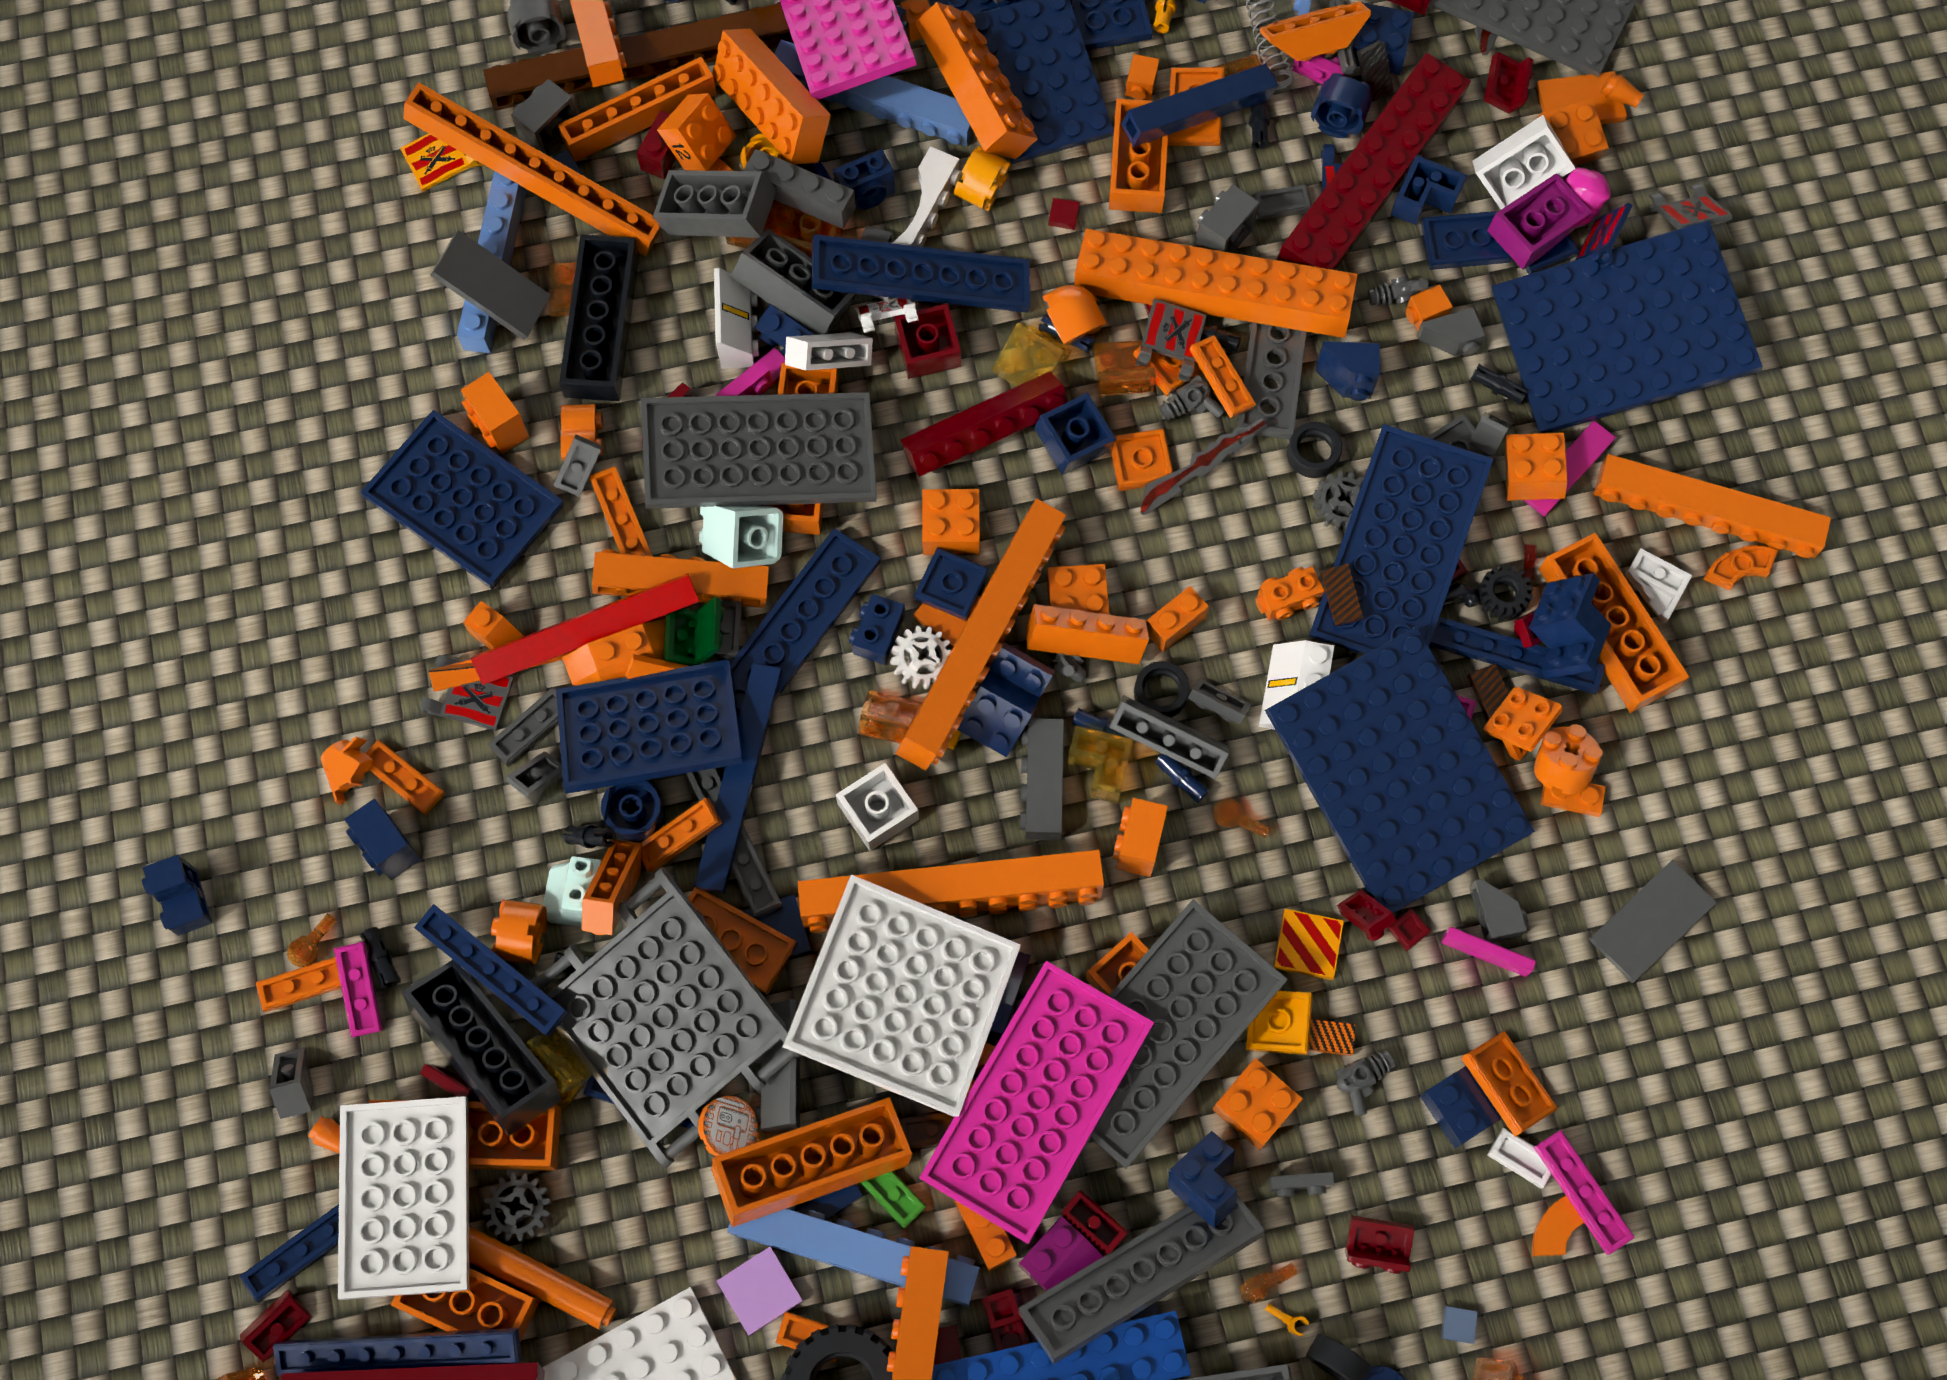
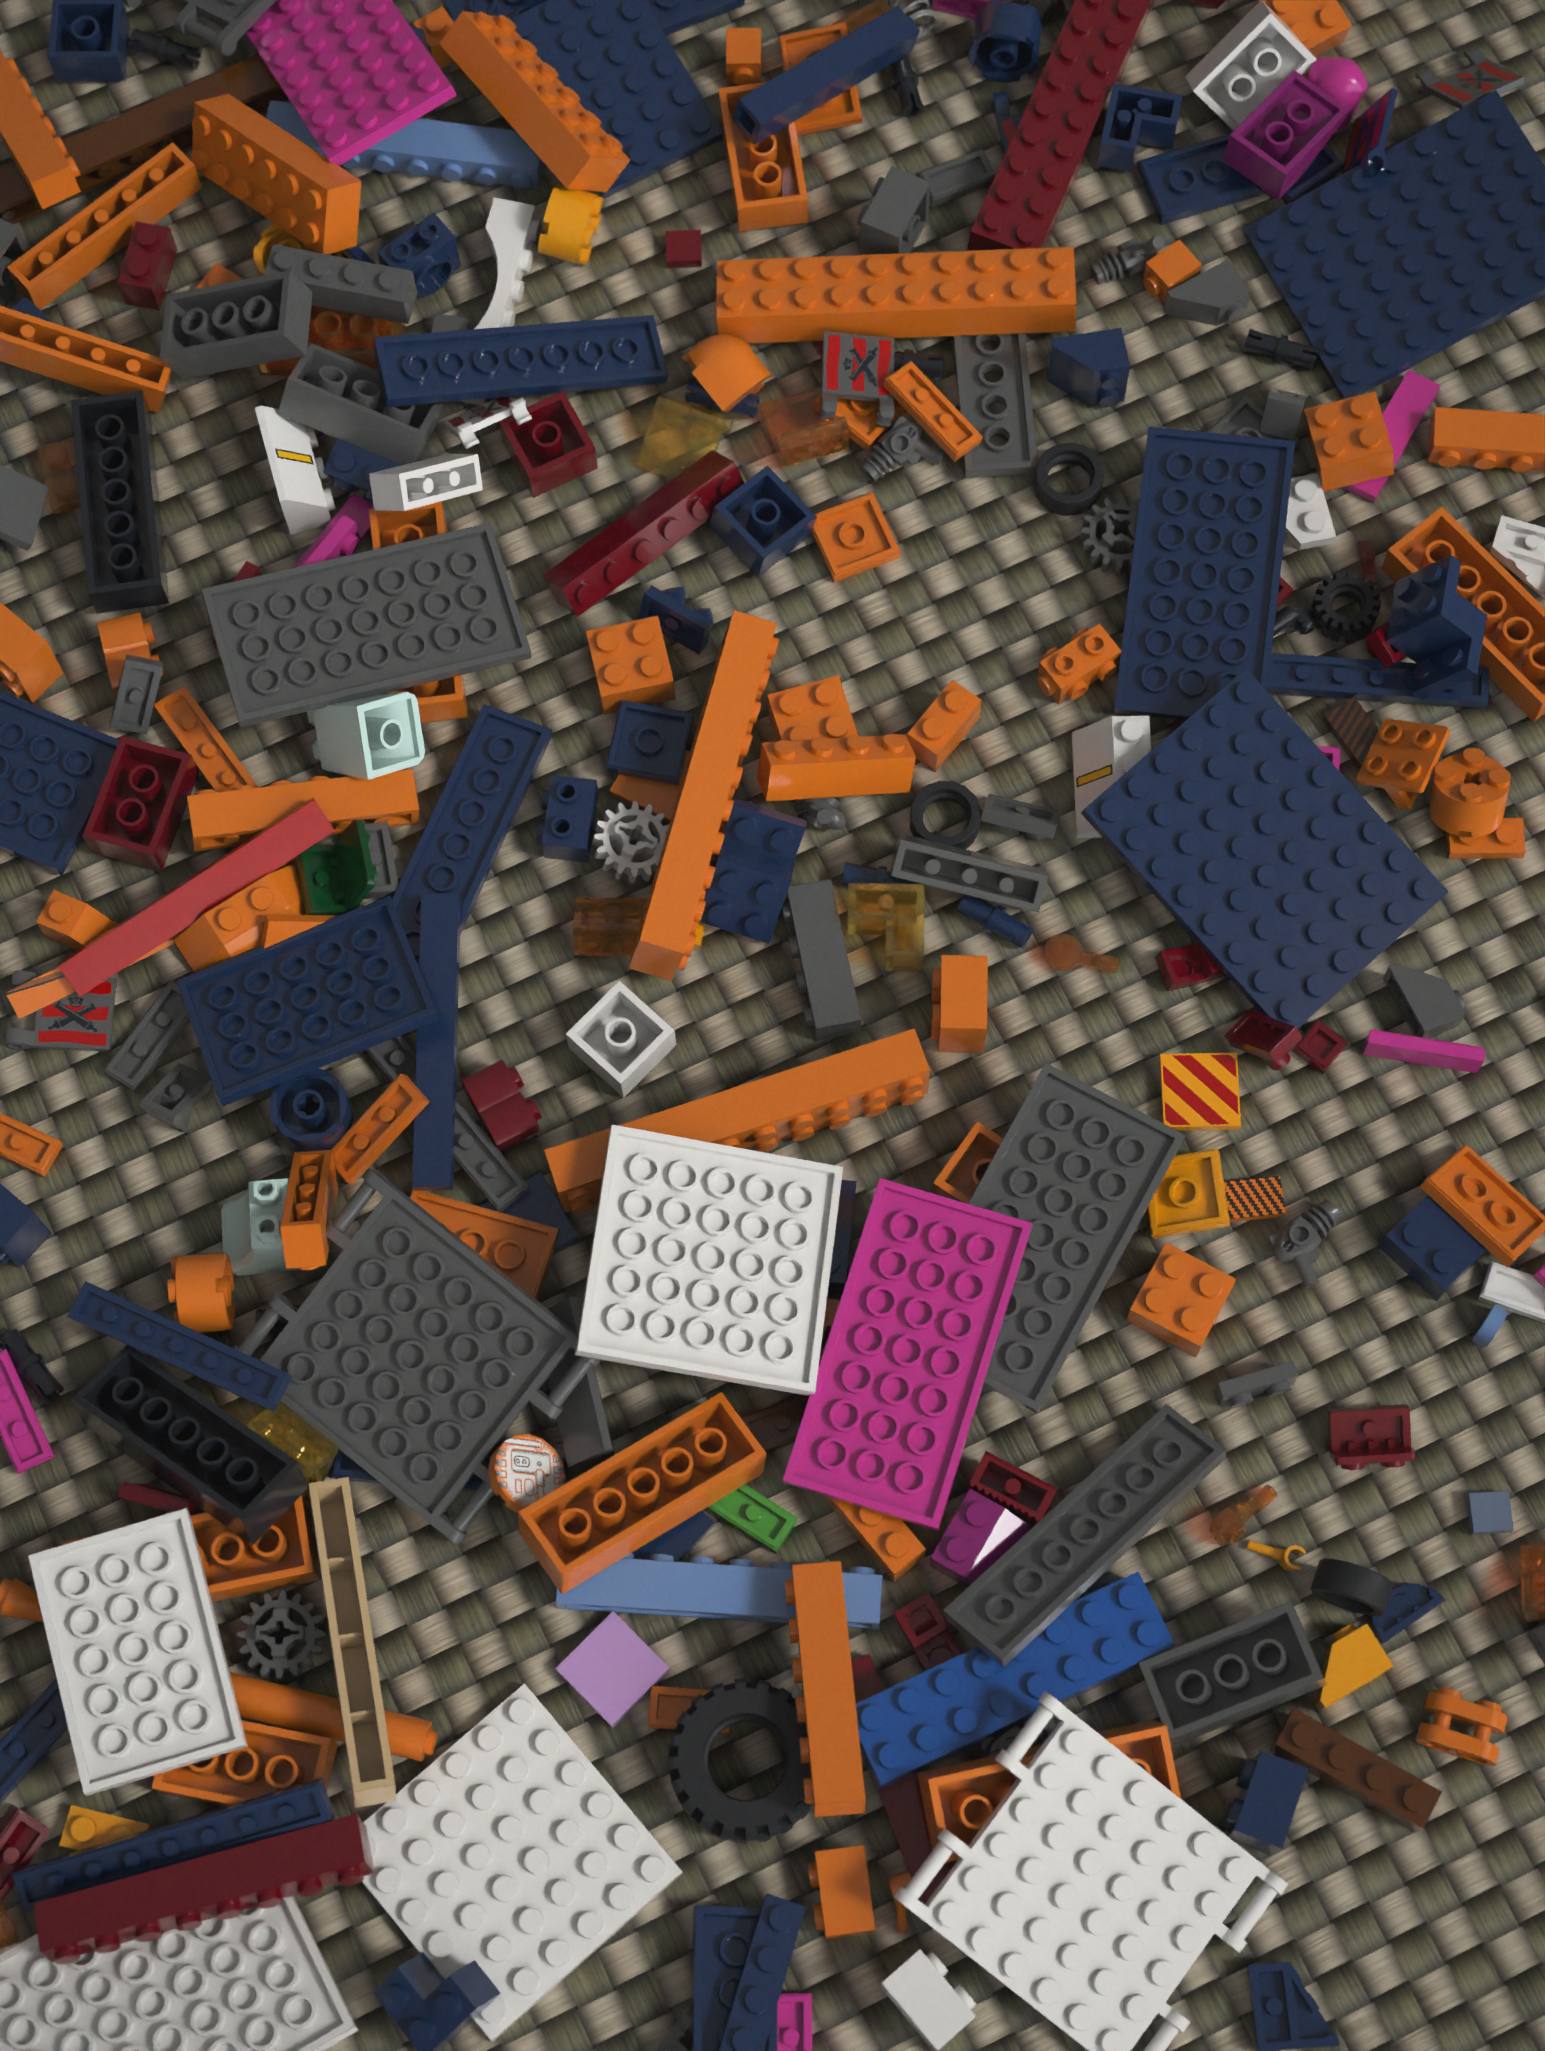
camera: 10 degrees left, 0 degrees up
(341, 1322) = (90, 1828): none -> light orange plate
(561, 548) = (141, 803): none -> dark red brick
(565, 1228) = (352, 1643): none -> tan brick
(589, 836) = (263, 1155): black pin -> none
(697, 132) = (190, 240): orange brick -> none
(776, 838) = (501, 1105): none -> dark red brick
(992, 494) = (677, 620): none -> dark blue tile
(1200, 1181) = (1132, 1404): dark blue brick -> none
(1201, 463) = (930, 525): dark grey sword -> none
(1319, 845) = (1186, 967): none -> dark red slope
(1341, 595) = (1144, 651): tile -> none
(1491, 515) = (1308, 514): none -> white wing
(1492, 1178) = (1490, 1326): none -> medium blue tile

